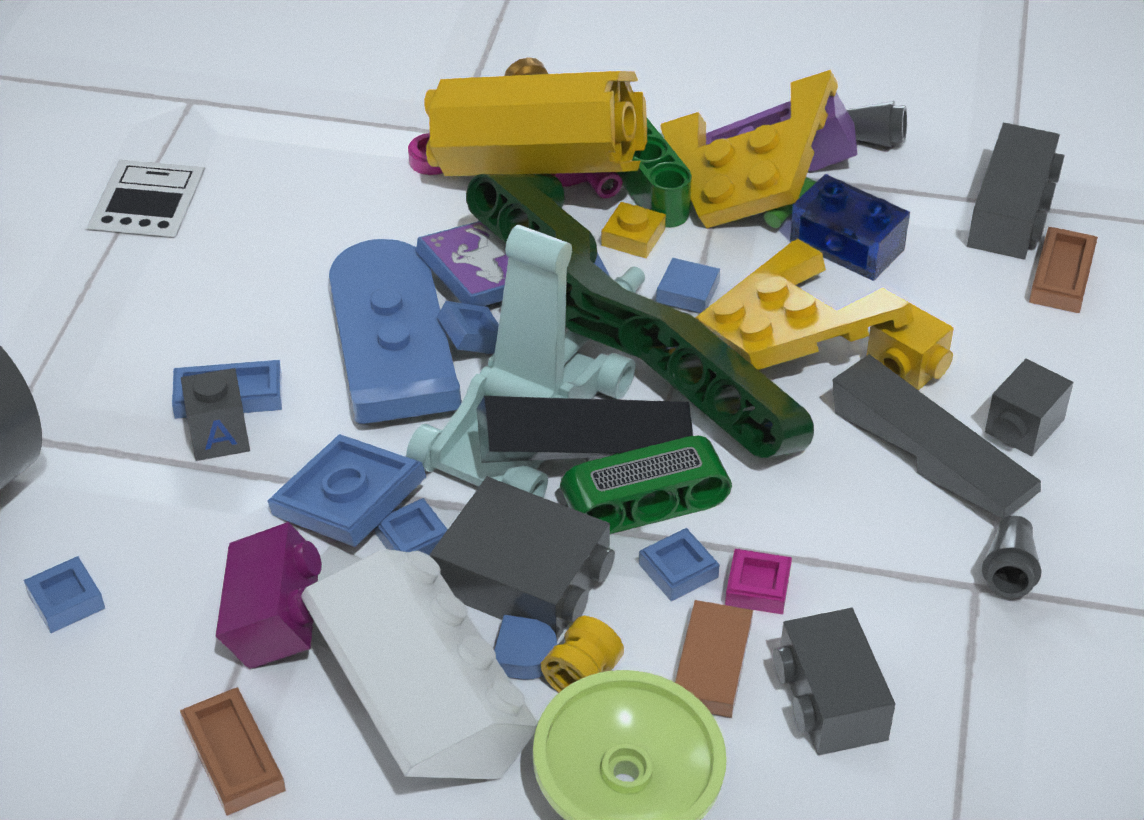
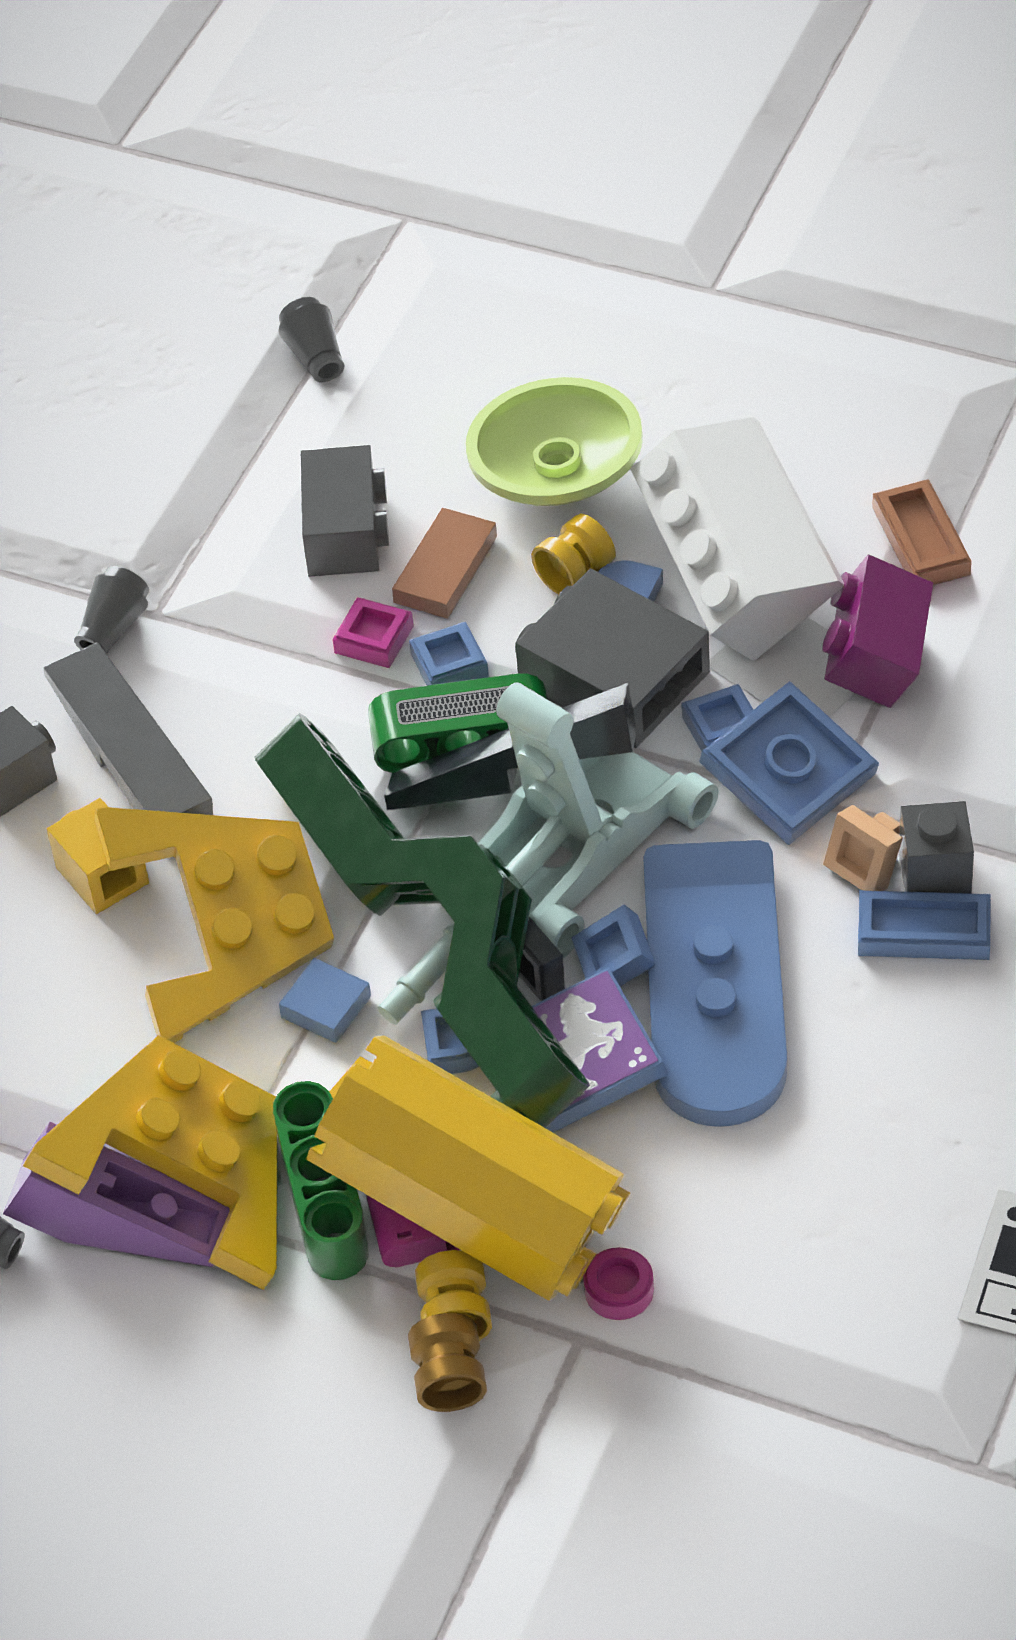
camera: 165 degrees left, 5 degrees up
(273, 419) = (864, 848): none -> light nougat tile
(850, 226) = (78, 1030): clear blue brick -> none

